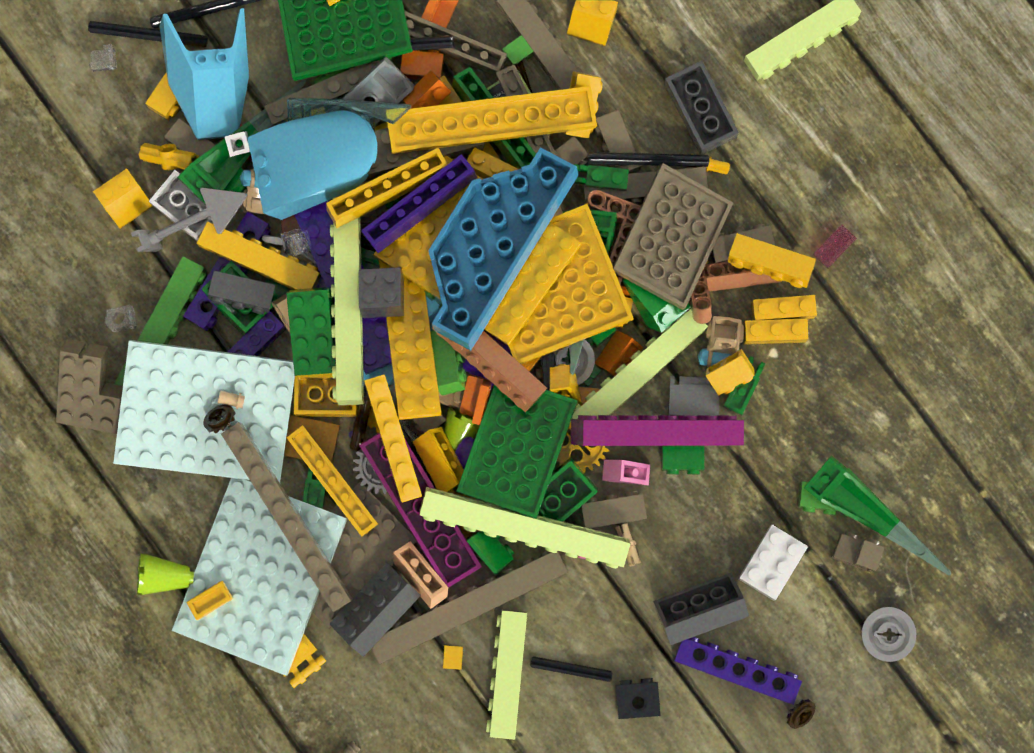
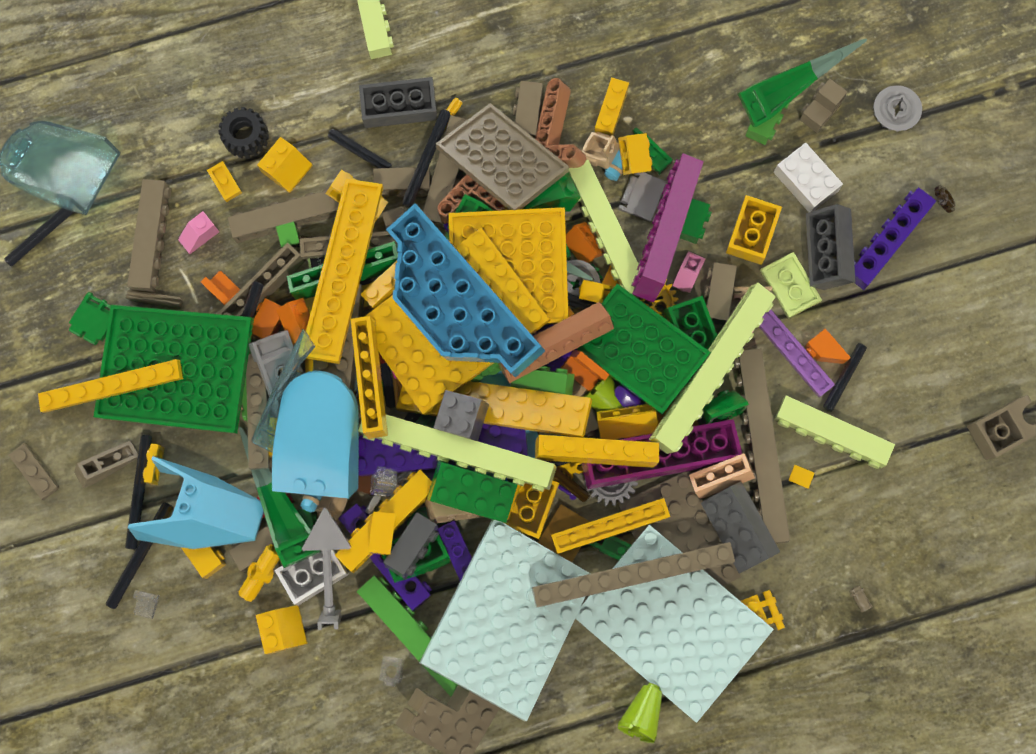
camera: 70 degrees left, 5 degrees down
(209, 600) = (682, 676): yellow tile -> none
(223, 411) = (516, 606): dark brown gear -> none
(229, 12) = (151, 473): none -> yellow plate
(231, 143) = (280, 496): white plate -> none
(231, 399) = (508, 587): tan pin -> none
(241, 258) = (381, 533): none -> yellow hinge
(419, 203) = (394, 354): dark purple brick -> none
(577, 609) = (795, 354): none -> medium lavender plate
(593, 638) = (826, 349): none -> orange slope
(603, 177) = (430, 195): green hinge -> none
(627, 692) = (881, 333): black brick -> none
(636, 87) = (358, 150): none -> black axle
(650, 581) = (790, 285): none -> yellowish green tile
(693, 523) = (753, 230): none -> yellow brick
(771, 261) = (553, 86): yellow brick -> none
(784, 308) = (594, 95): yellow brick -> none
(835, 246) = (556, 39): clear pink plate -> none

